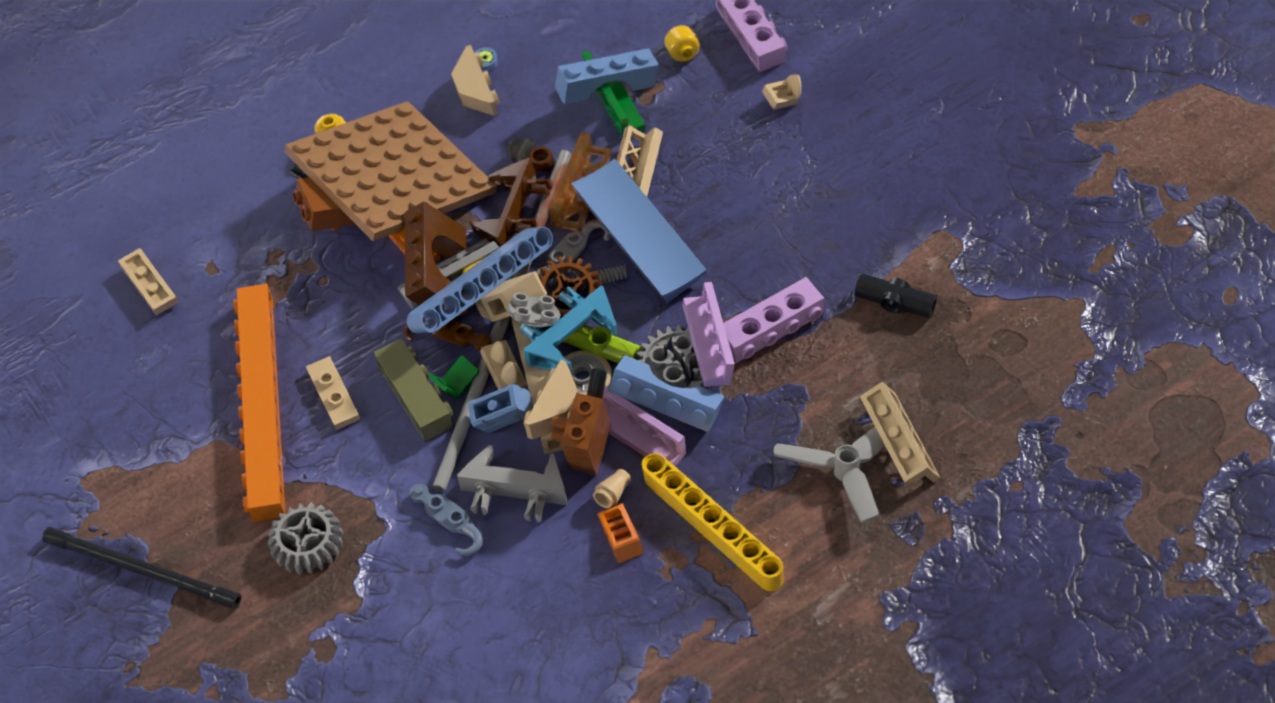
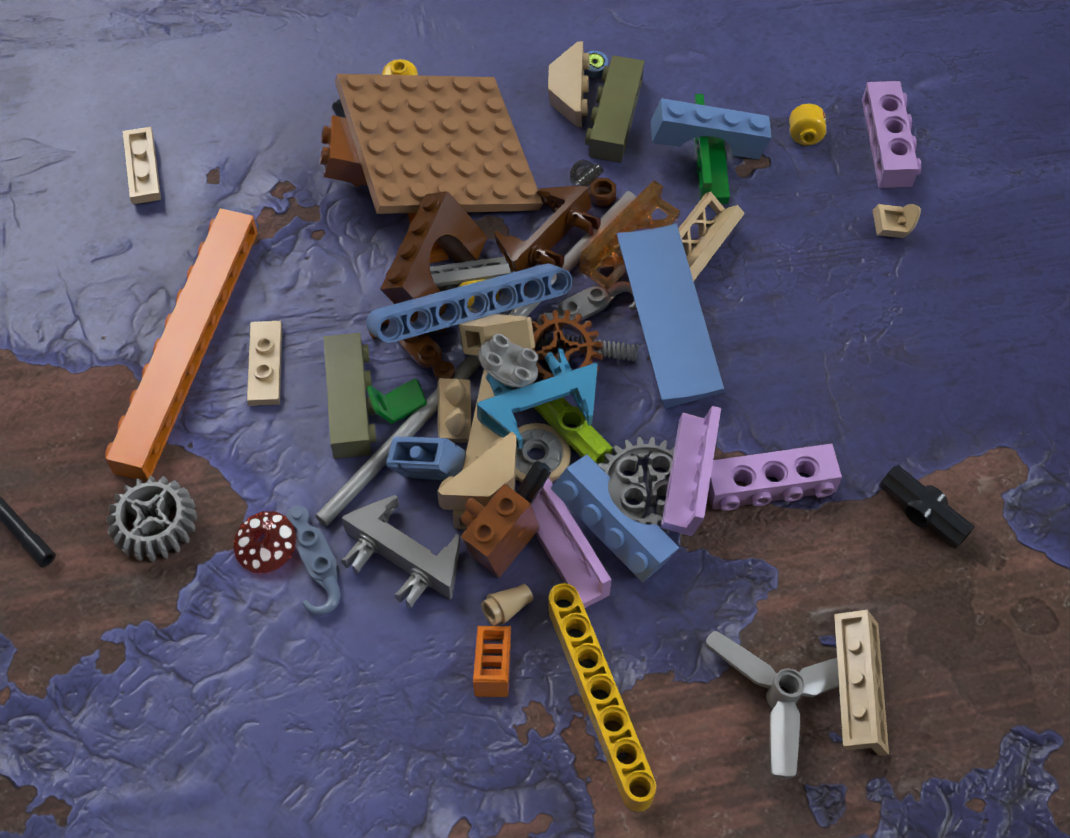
camera: 15 degrees right, 5 degrees up
(409, 528) = (272, 550): none -> clear red dish
(521, 89) = (616, 108): none -> olive brick

